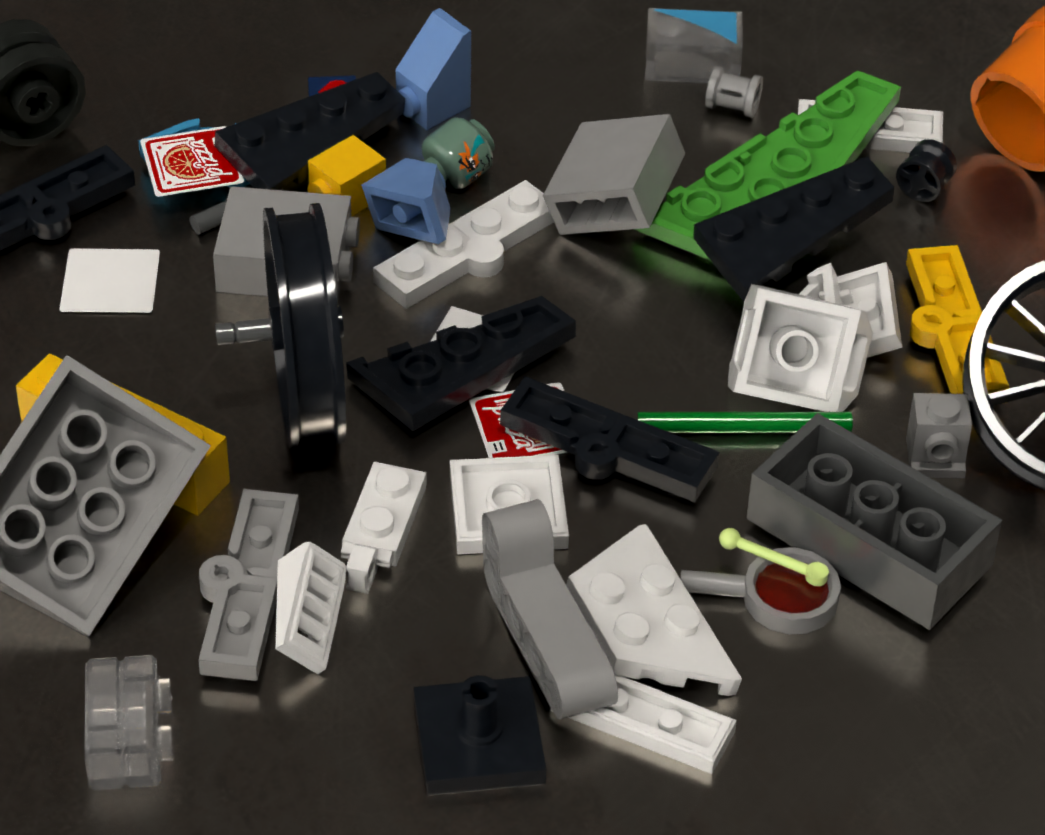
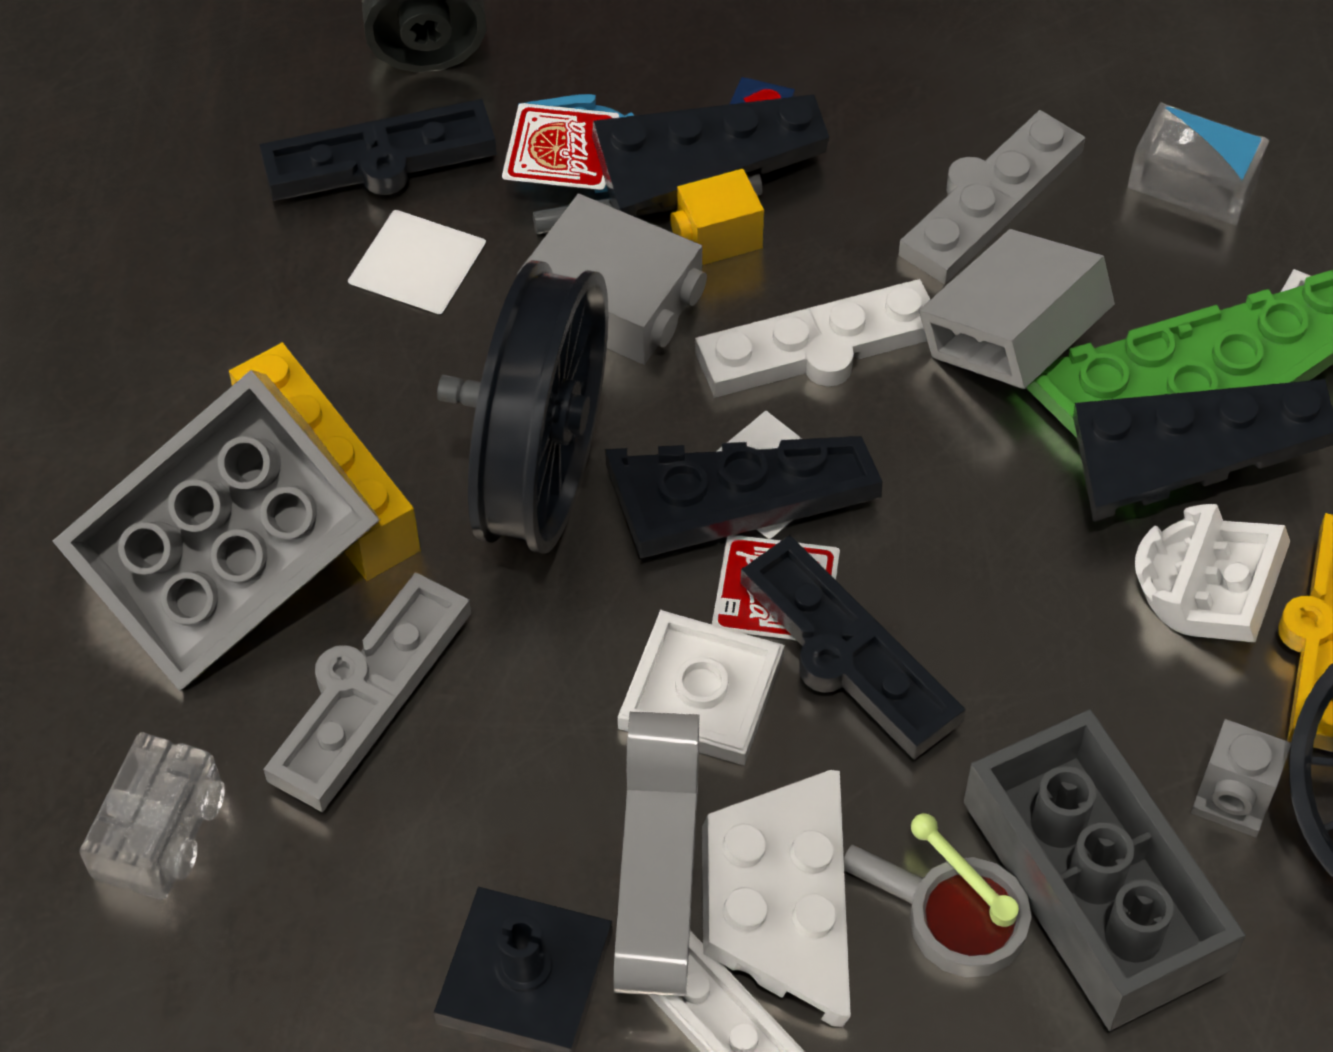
camera: 25 degrees right, 10 degrees up
(308, 600) = (438, 712): white slope -> none
(381, 522) = (549, 662): white hinge -> none
(410, 201) = (773, 269): medium blue slope -> none
(436, 71) = (875, 115): medium blue slope -> none
(460, 151) = (856, 223): sand green head -> none
(545, 111) = (989, 195): none -> light grey hinge
(721, 82) = (1218, 237): light grey bush -> none
(738, 421) = (1024, 675): green bar -> none
(799, 350) = (1122, 611): white slope -> none

